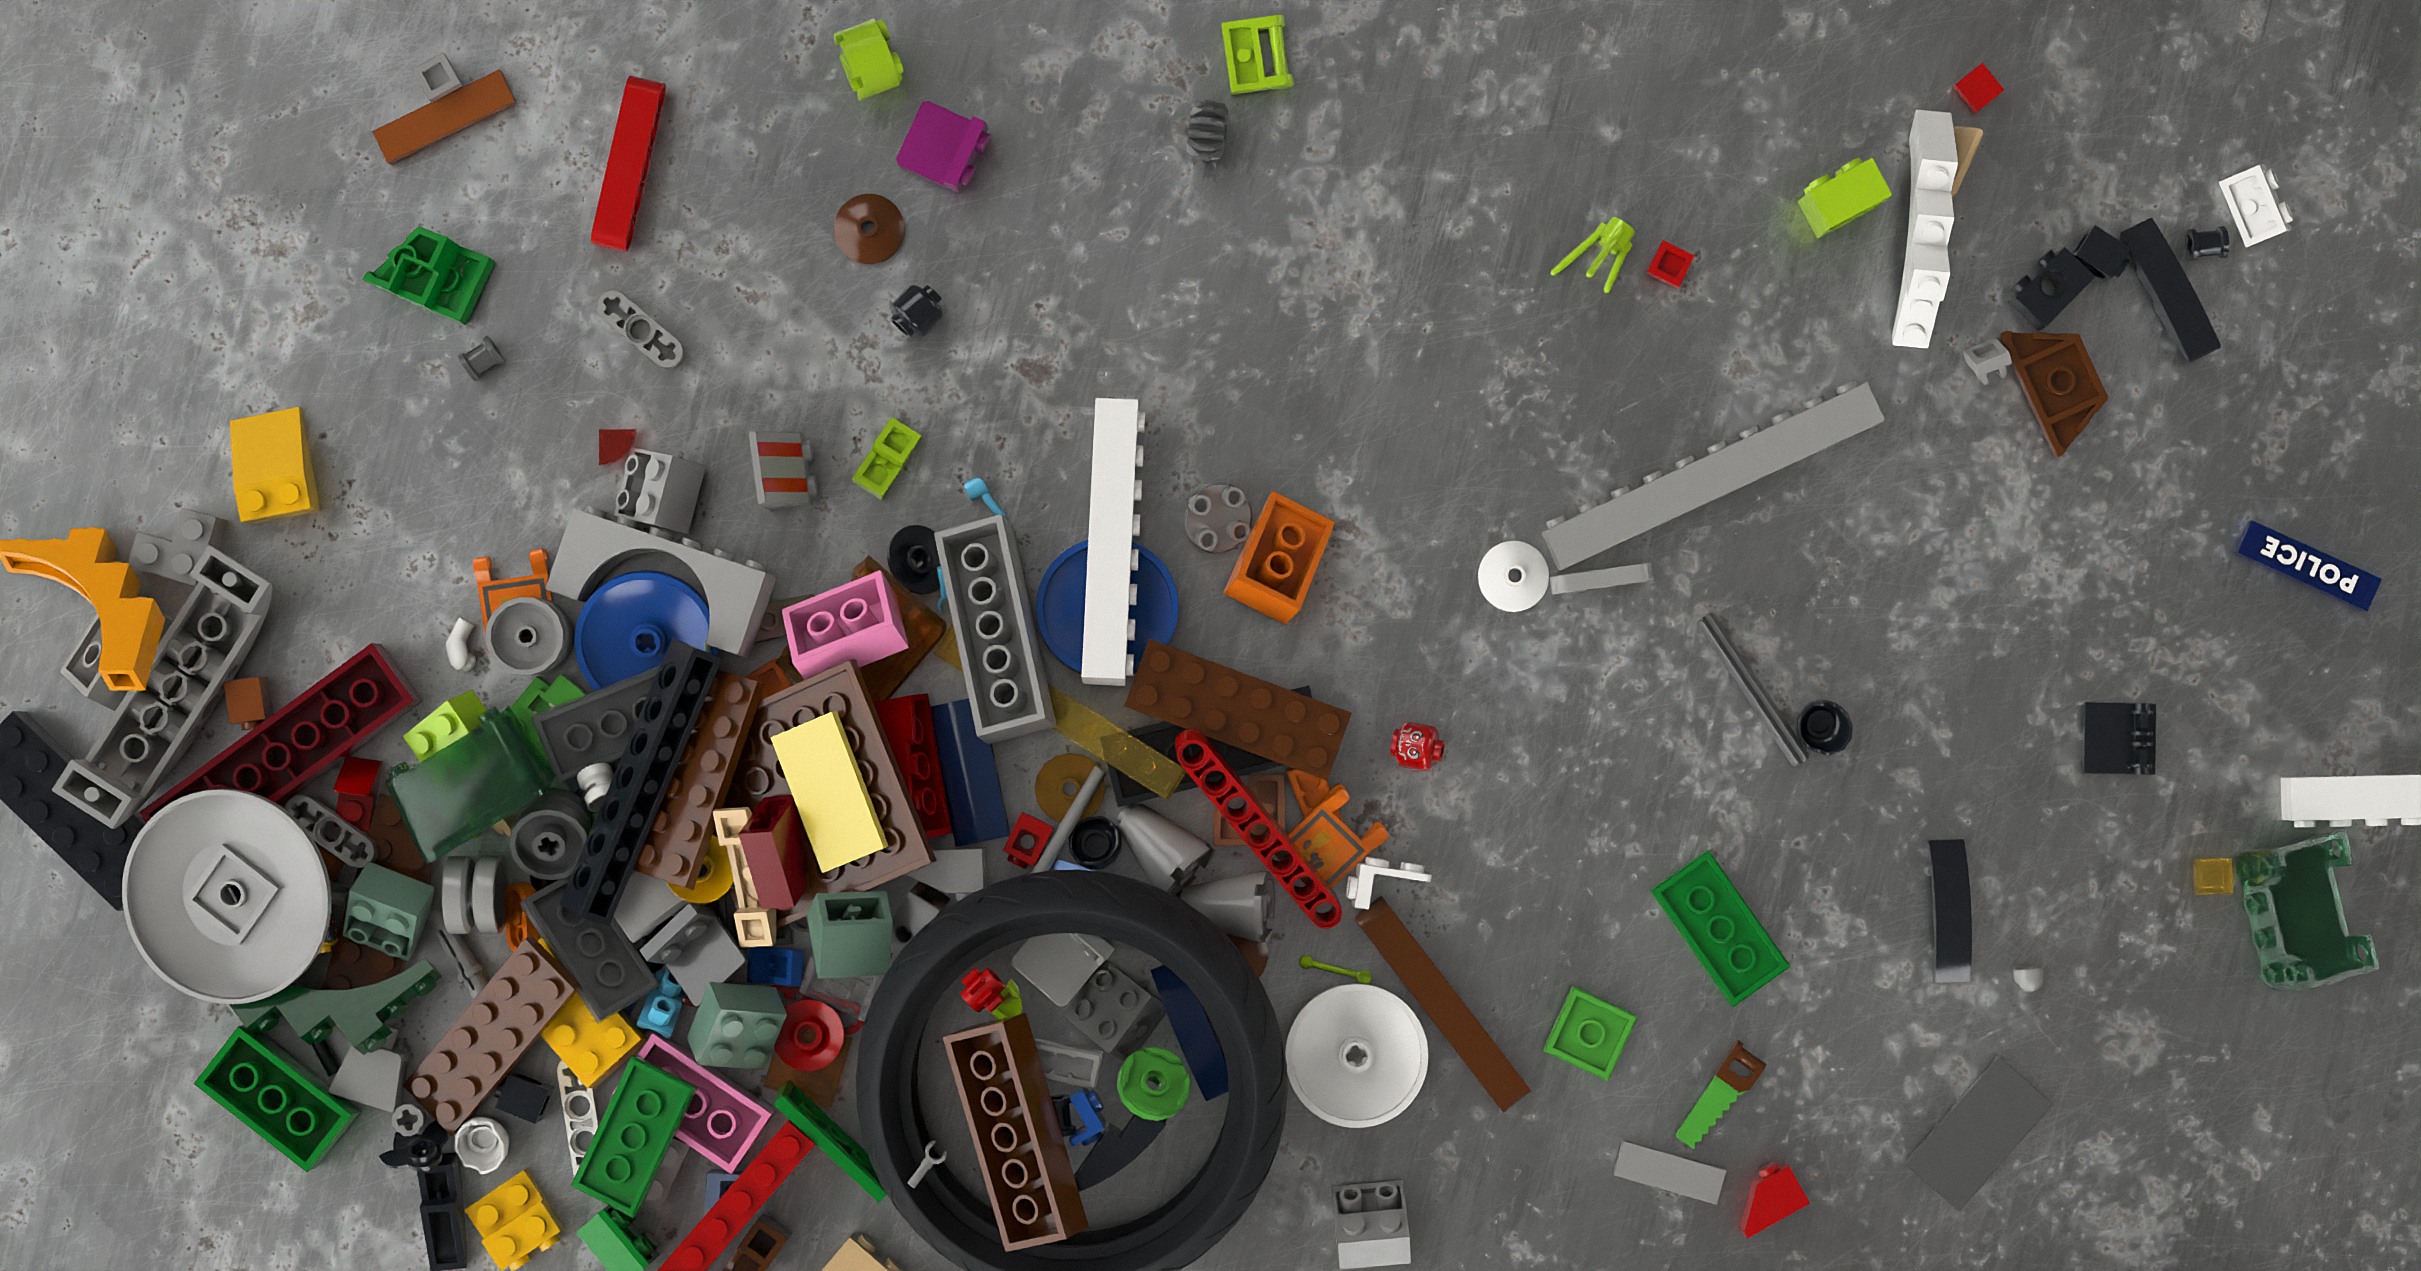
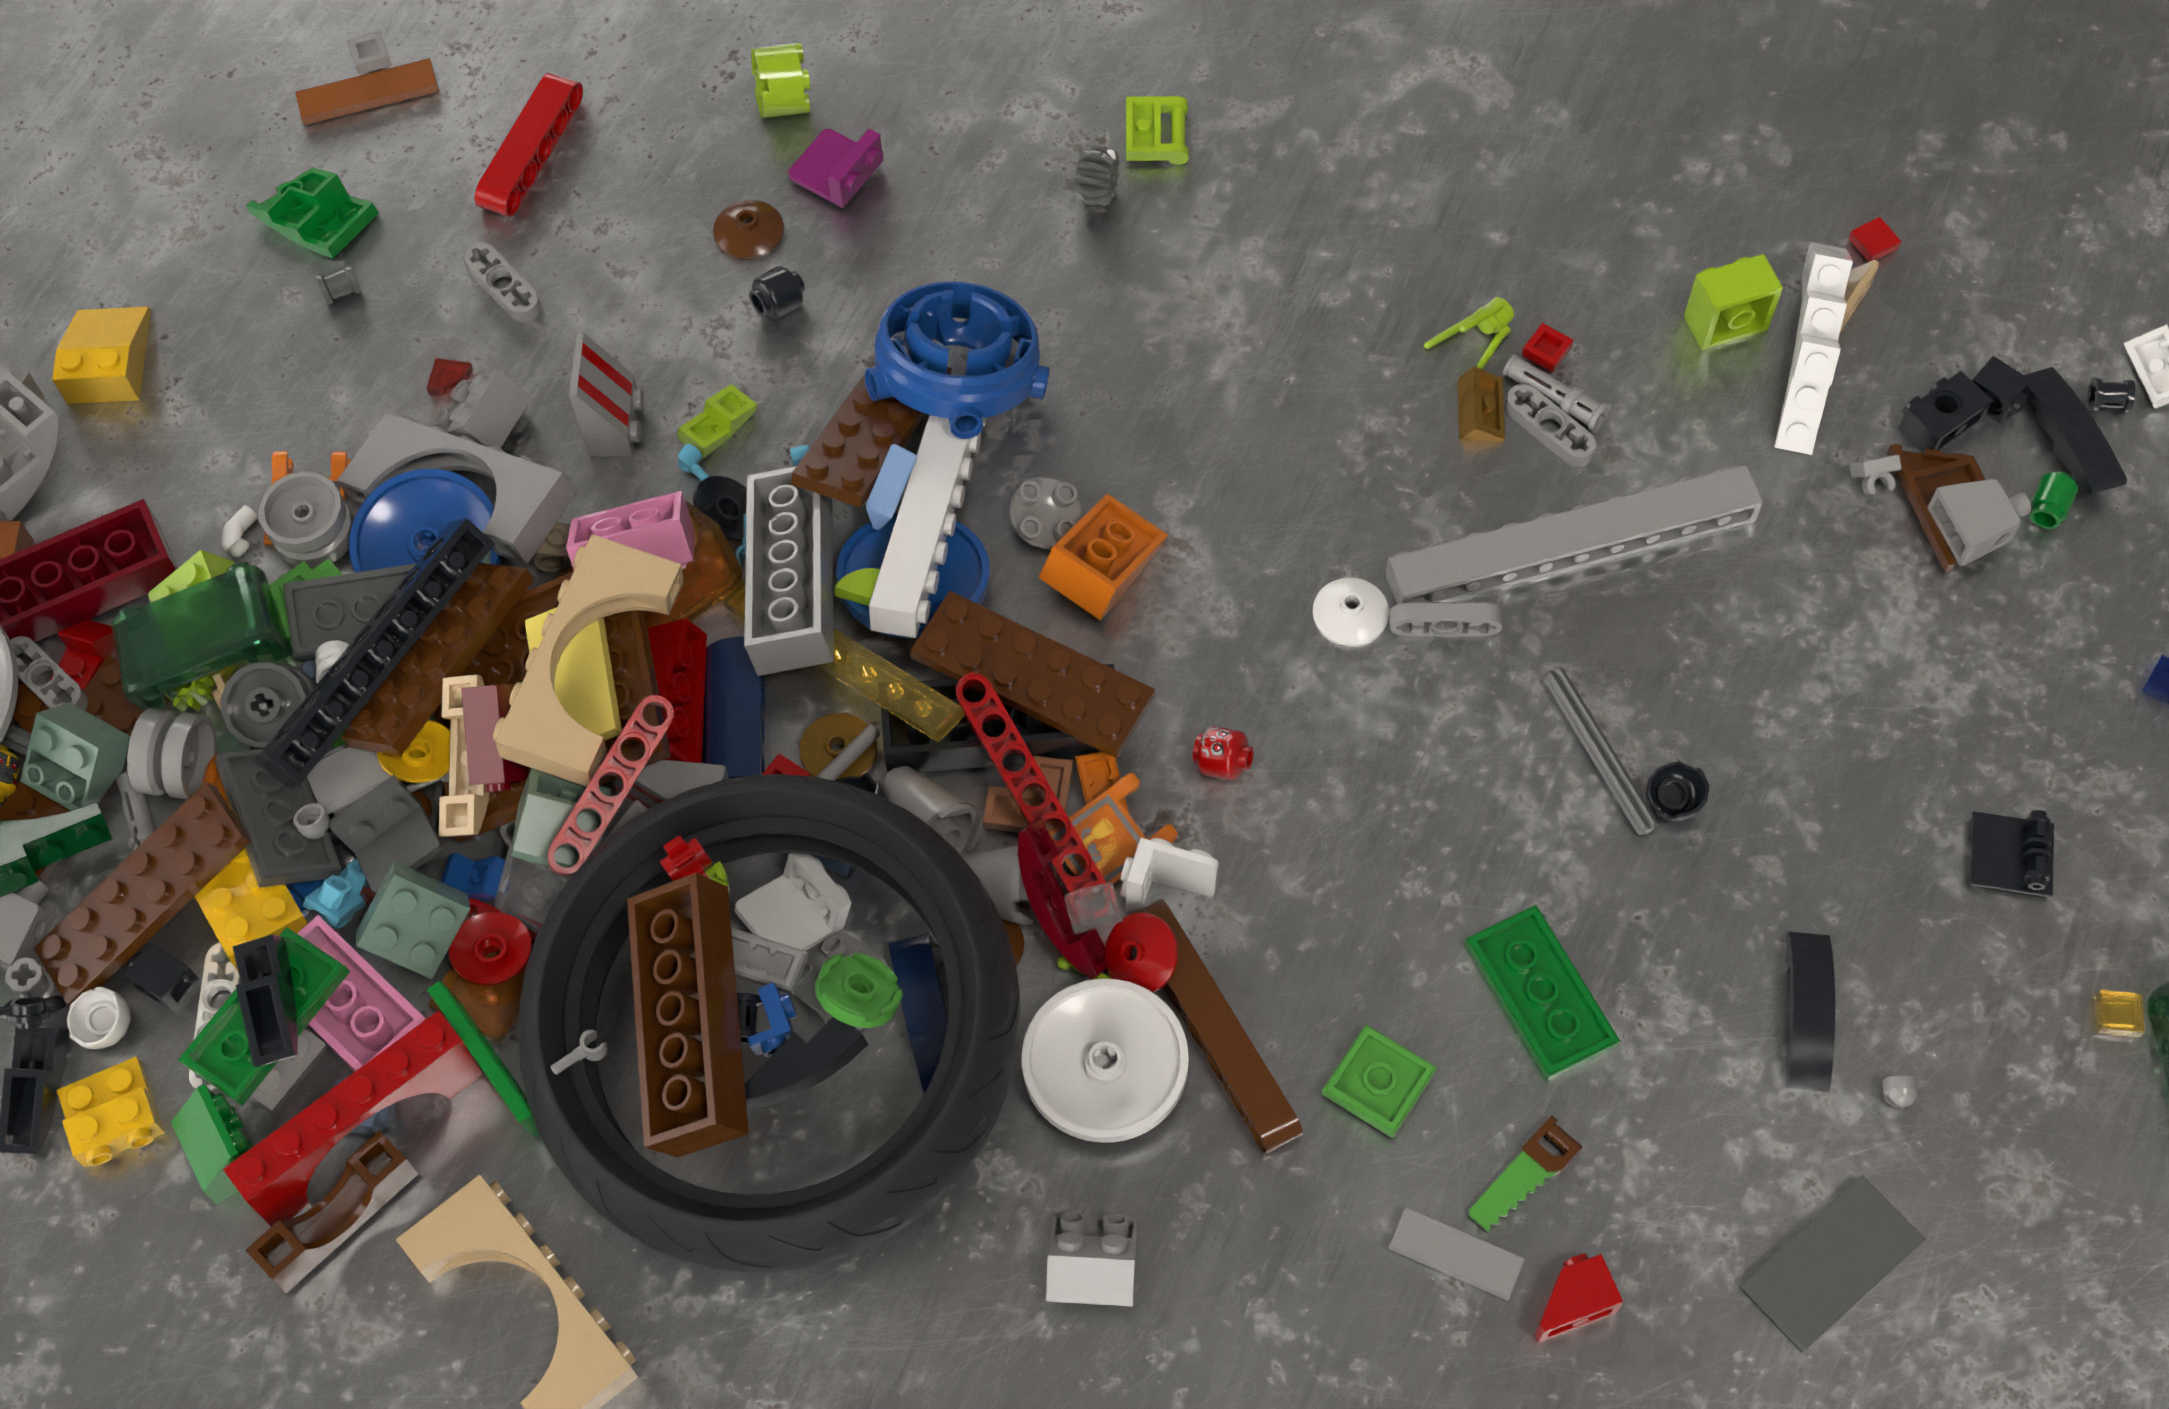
camera: 10 degrees right, 25 degrees down
(628, 946) = (316, 817): none -> light grey hinge
(638, 1132) = (267, 999): none -> black slope
(817, 863) = (604, 582): none -> tan arch
(869, 504) = (688, 461): none -> medium azure hand
(897, 925) = (617, 766): none -> beam
(1041, 460) = (854, 446): none -> reddish brown plate
(1065, 639) = (858, 585): none -> lime tile
(1074, 530) = (889, 485): none -> light blue slope
(1128, 339) = (920, 374): none -> blue piece
(1316, 951) = (1034, 853): none -> dark red slope
(1327, 924) = (1093, 908): none -> clear slope
(1379, 945) = (1155, 951): none -> red dish
(1612, 336) = (1481, 406): none -> pearl gold slope
(1696, 372) = (1554, 441): none -> light grey beam
(1699, 323) = (1574, 397): none -> light grey pin
(2084, 411) = (1977, 517): none -> light grey torso
(2153, 369) = (2053, 499): none -> green brick

